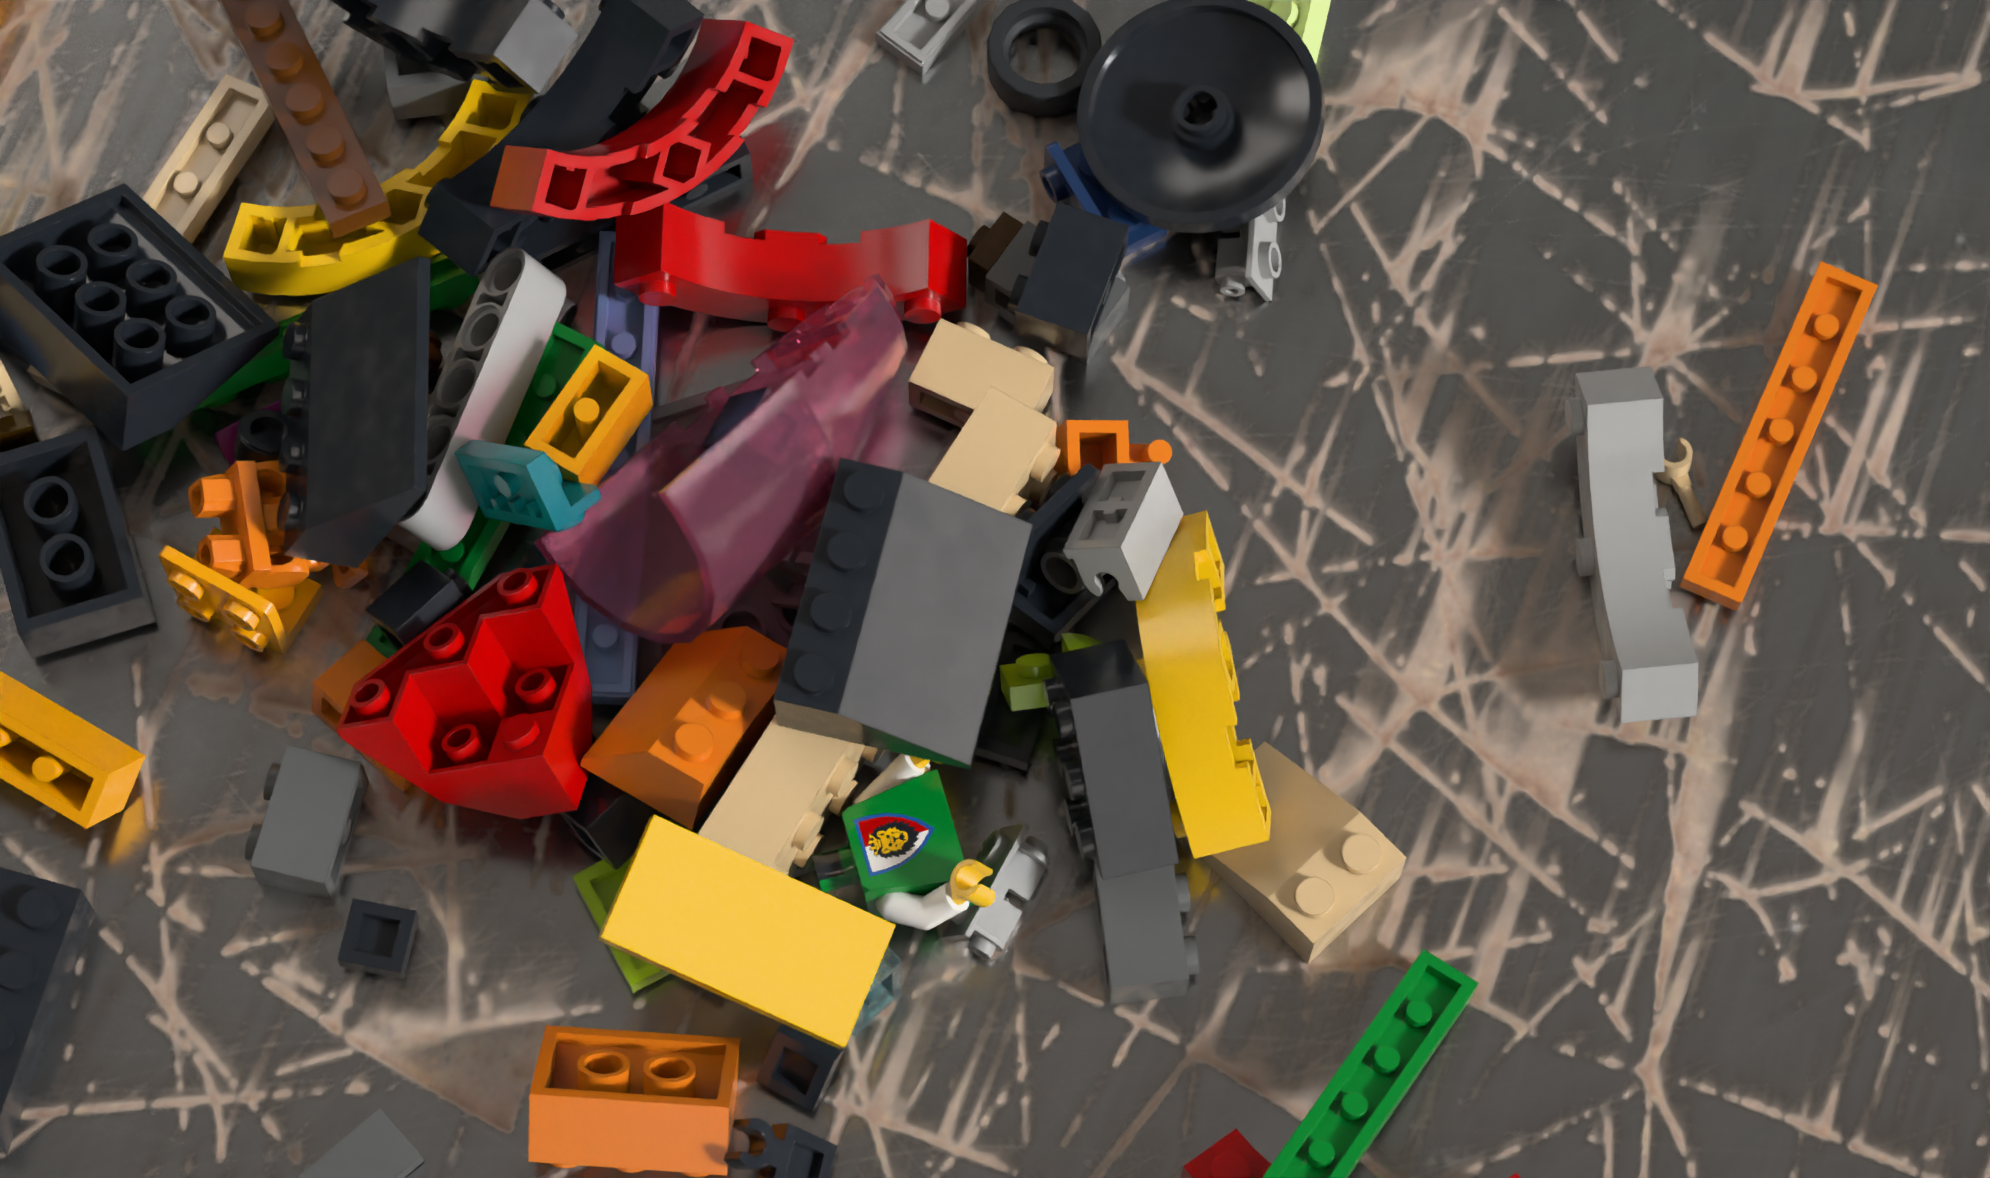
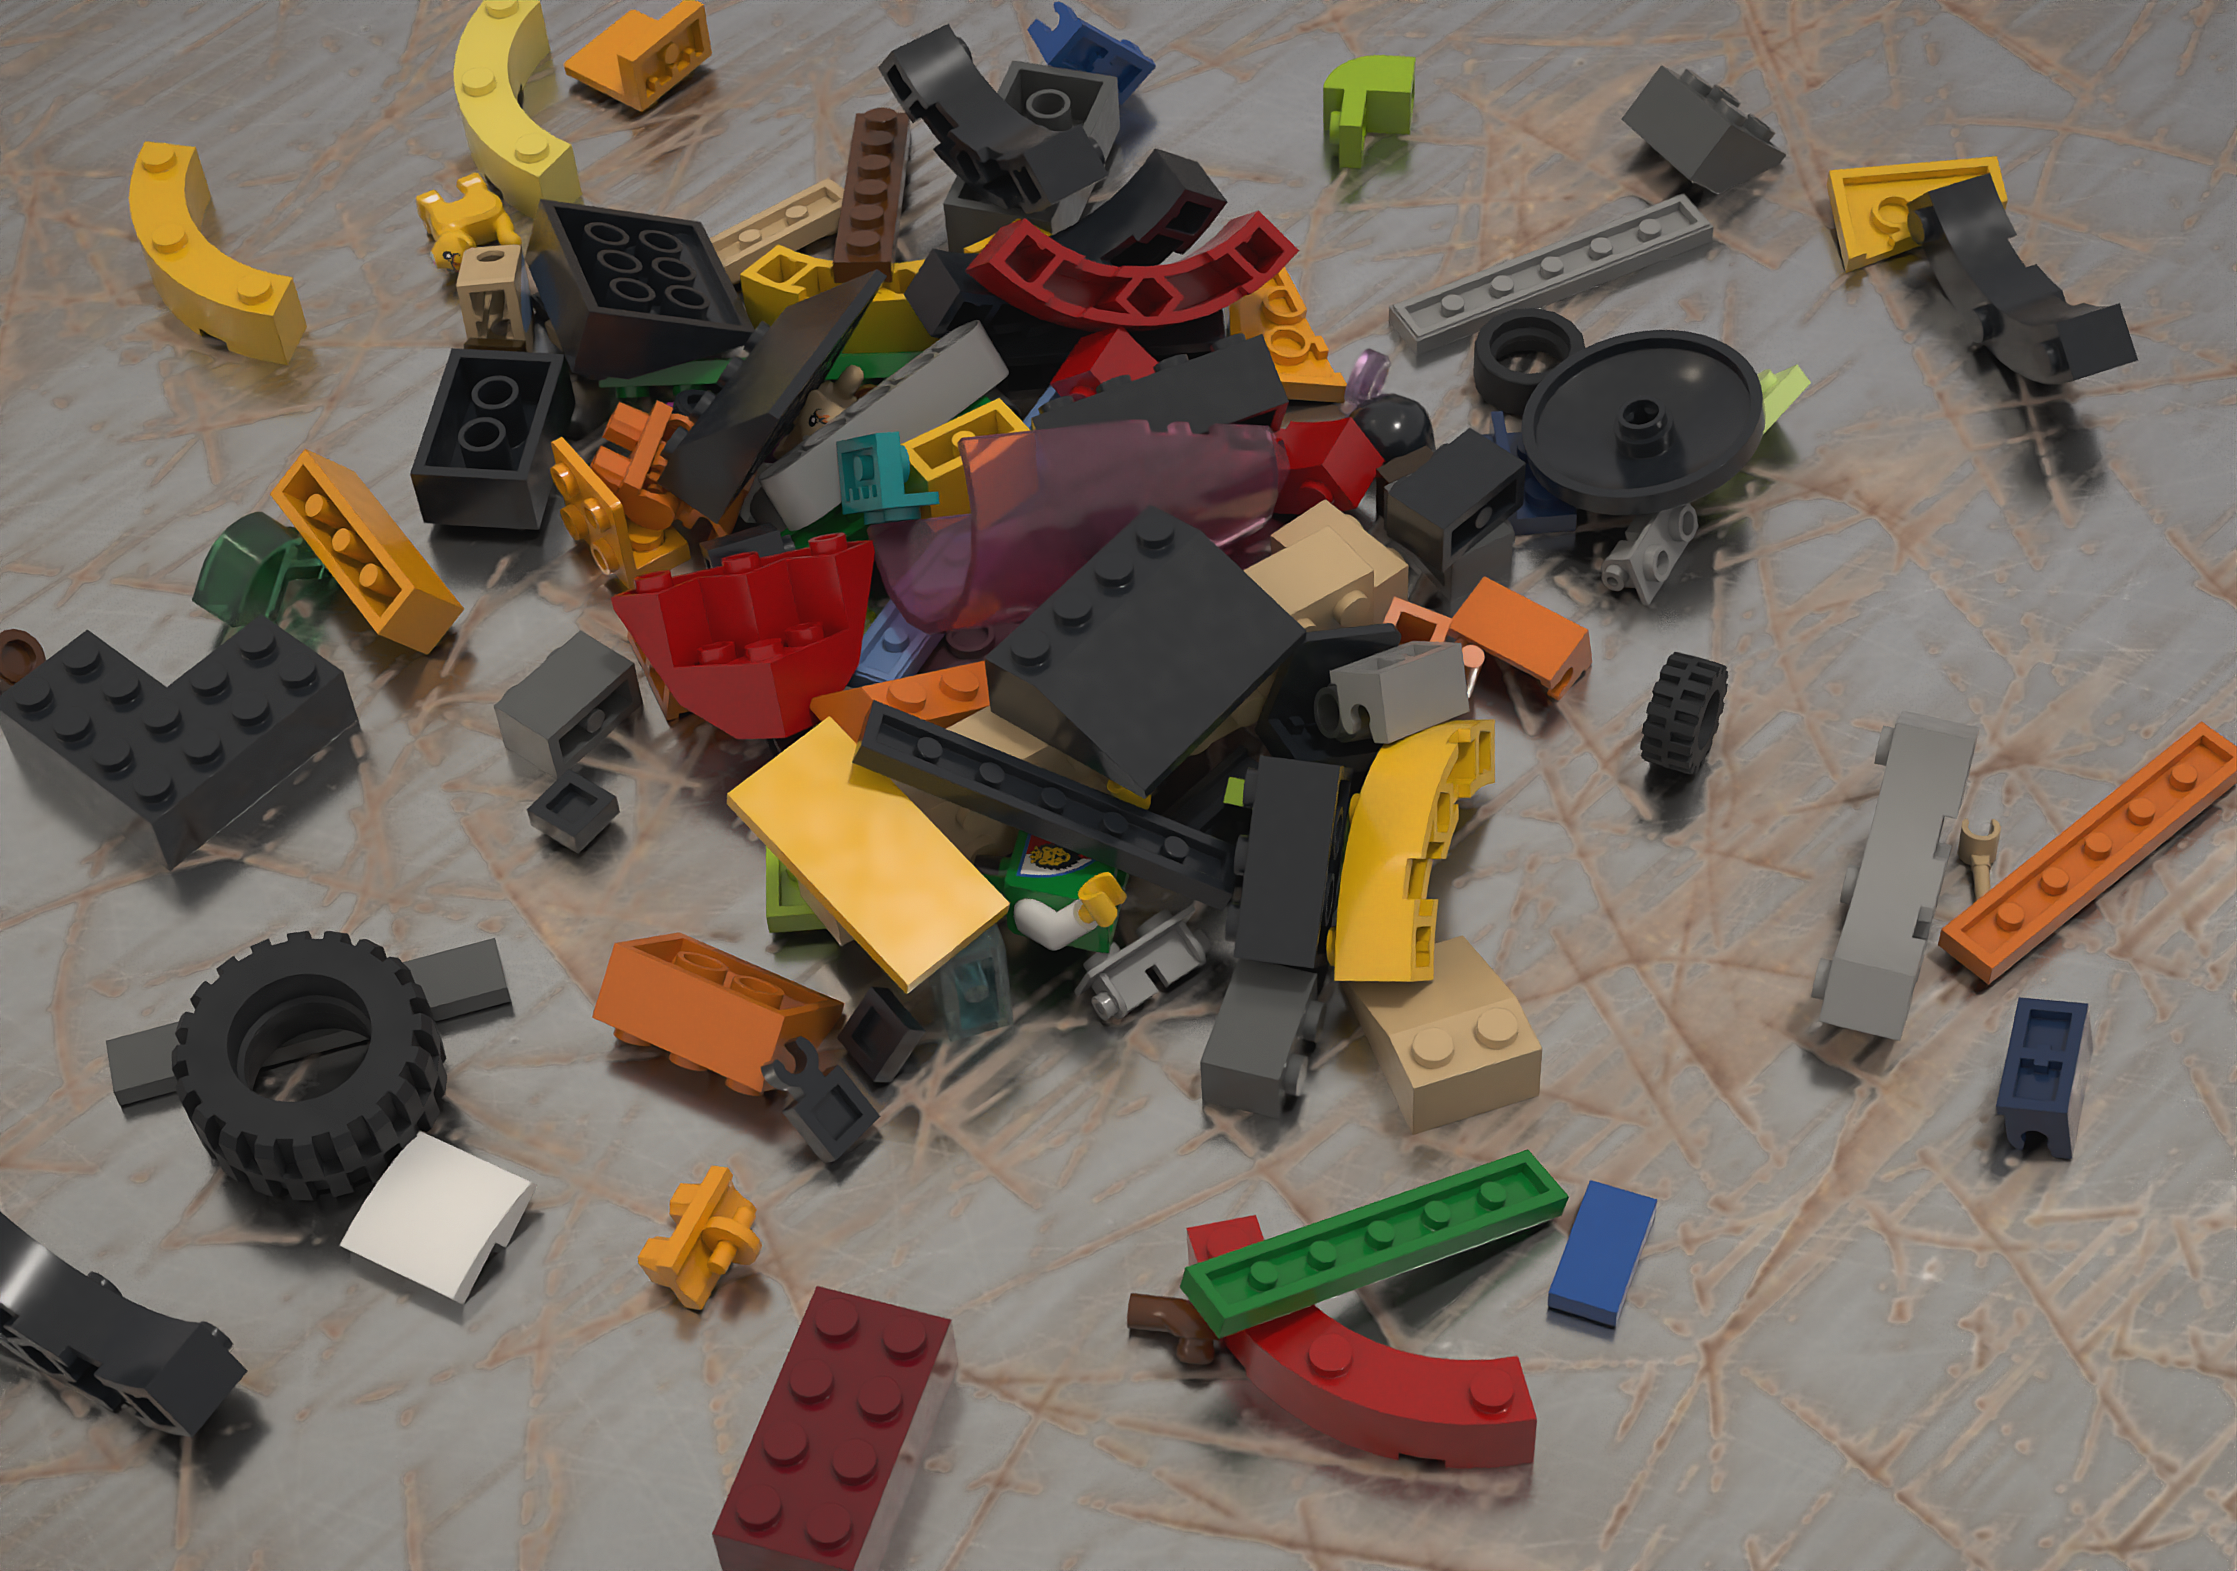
camera: 30 degrees right, 20 degrees down
(757, 307) = (1223, 387): none -> black brick
(802, 139) = (1296, 352): none -> light orange wing
(878, 809) = (1046, 805): none -> black plate
(898, 135) = (1367, 377): none -> clear purple tile
(949, 190) = (1394, 425): none -> black hair
(1180, 396) = (1523, 635): none -> orange hinge
(1372, 433) = (1684, 712): none -> black tyre
(1524, 1020) = (1602, 1253): none -> blue tile
(1825, 693) = (2046, 1073): none -> dark blue hinge

